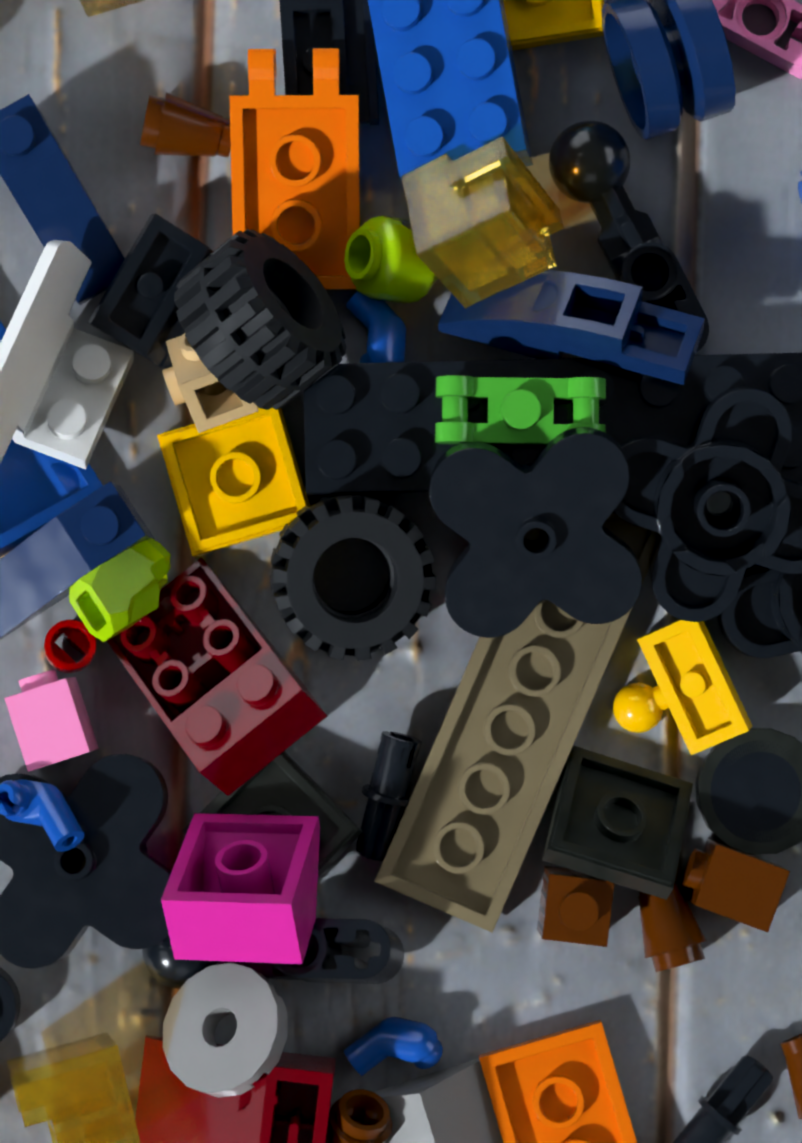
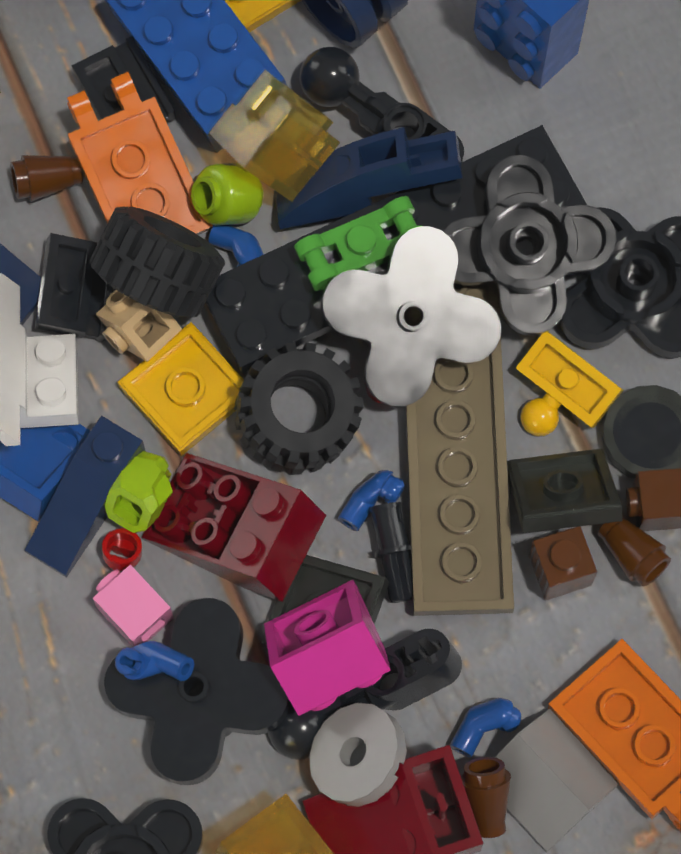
camera: 25 degrees left, 15 degrees down
(388, 710) = (358, 507): none -> blue arm

